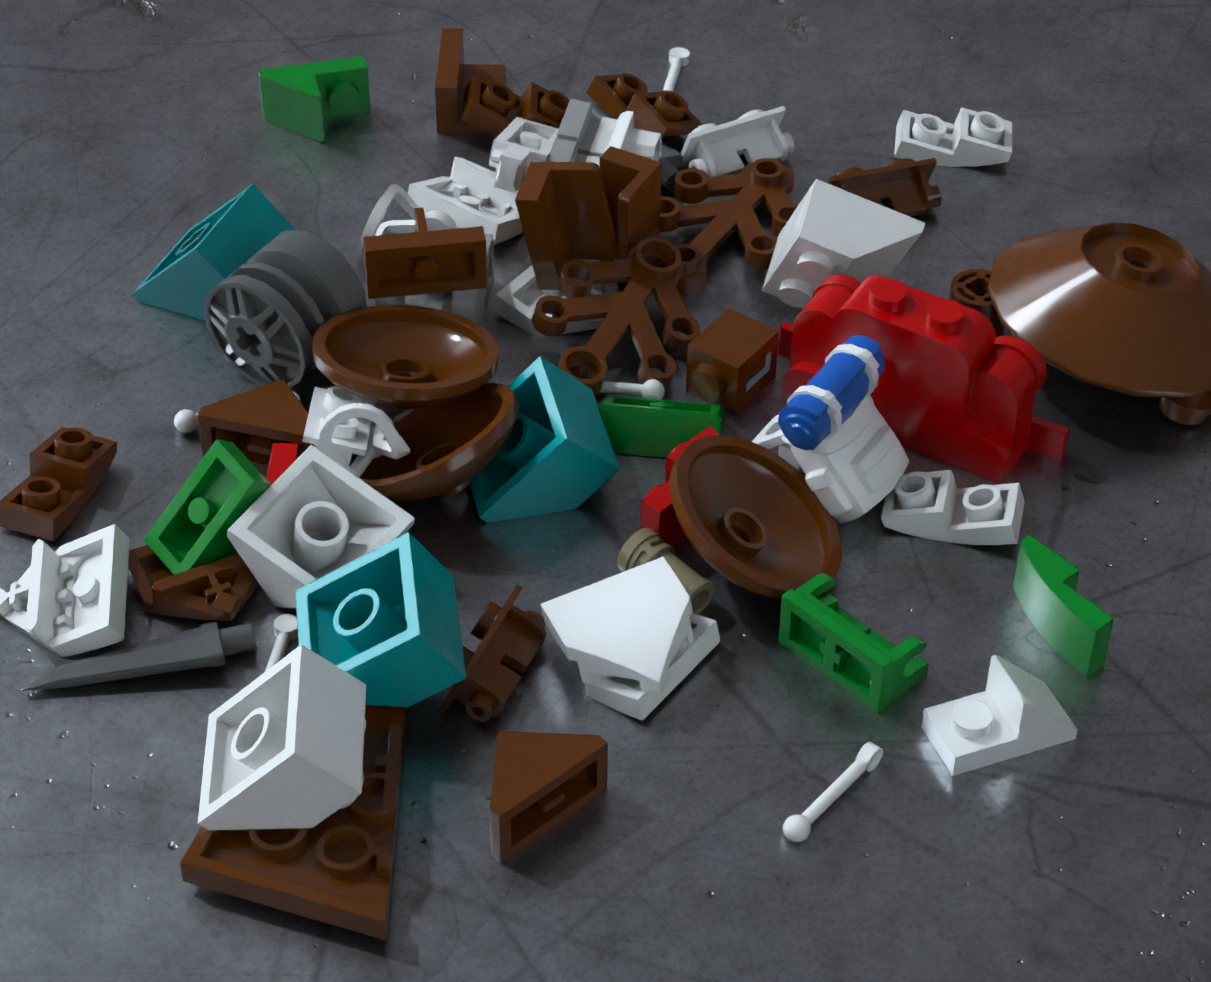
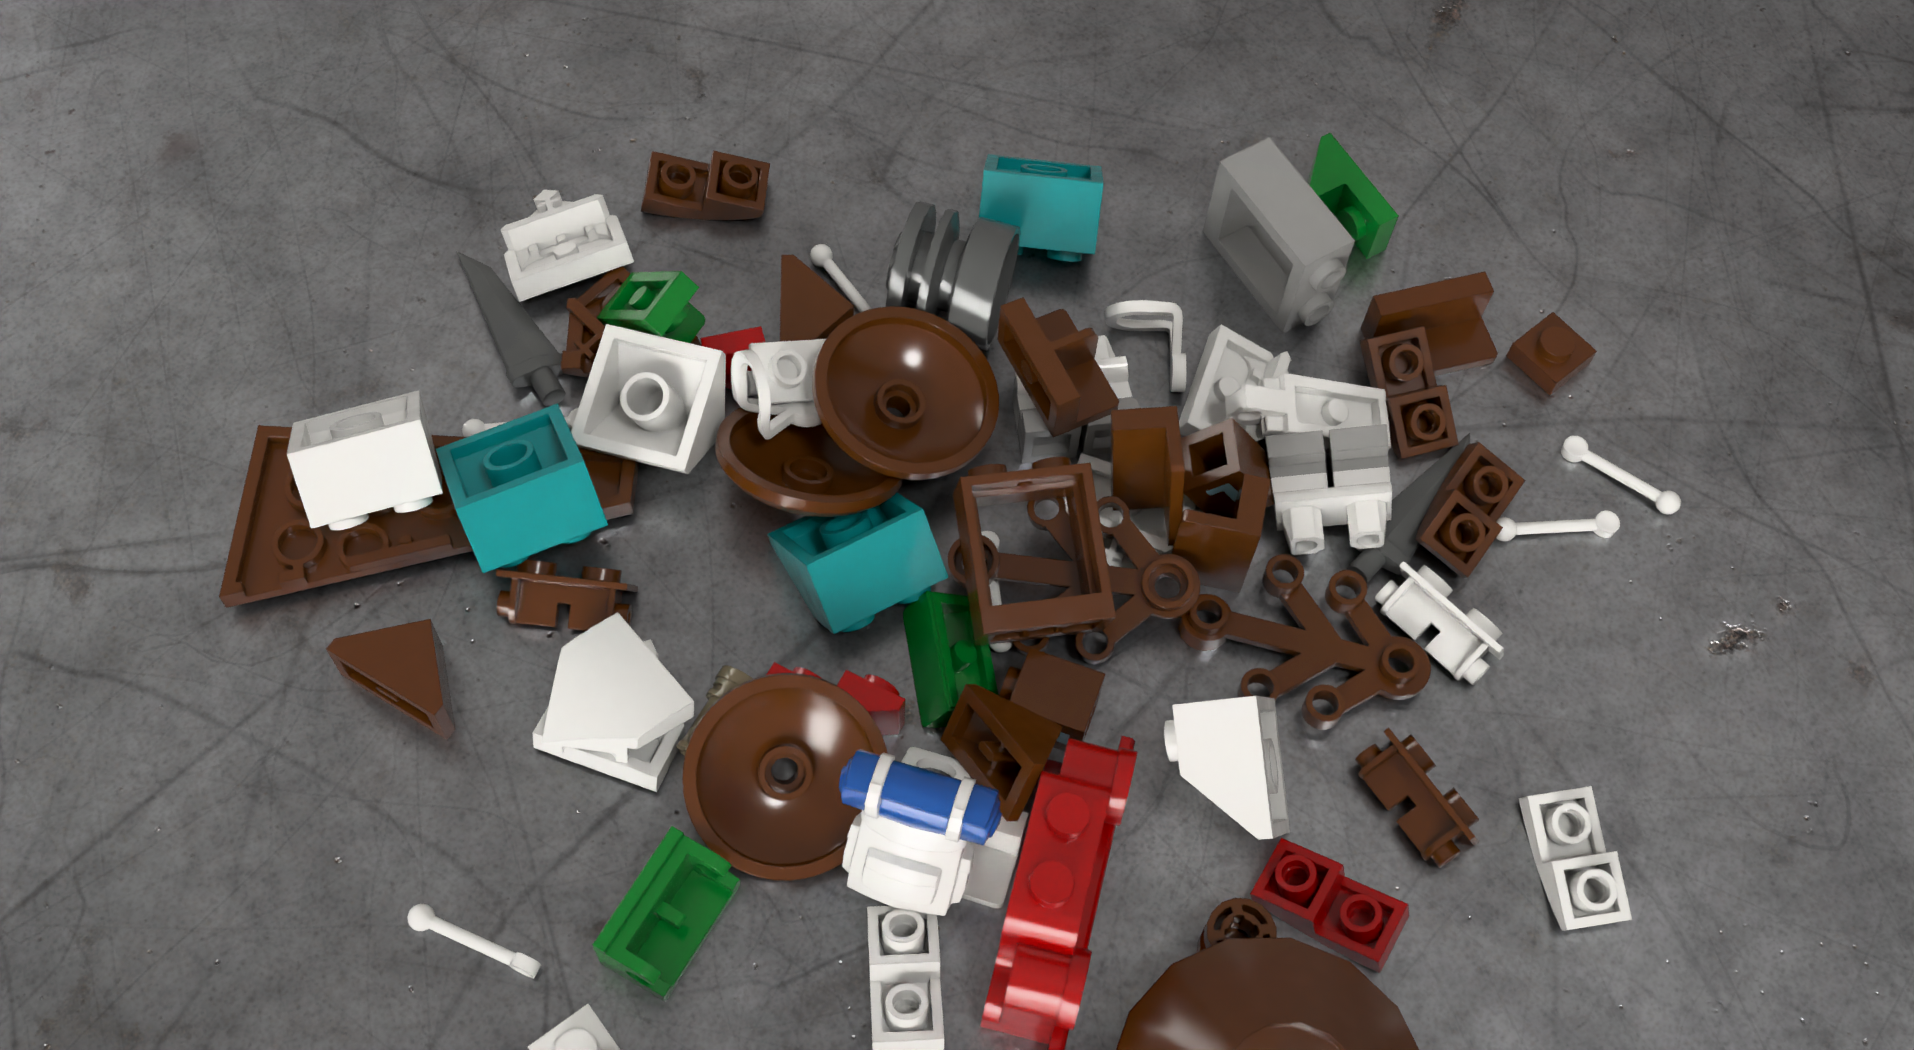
camera: 70 degrees right, 20 degrees up
(342, 84) = (1277, 235): none -> light grey window
(516, 39) = (1551, 353): none -> reddish brown plate
(608, 53) = (1576, 449): none -> white hinge
(616, 281) = (1040, 618): none -> reddish brown window
(767, 377) = (1000, 745): none -> reddish brown slope
(936, 263) = (1327, 906): none -> red slope

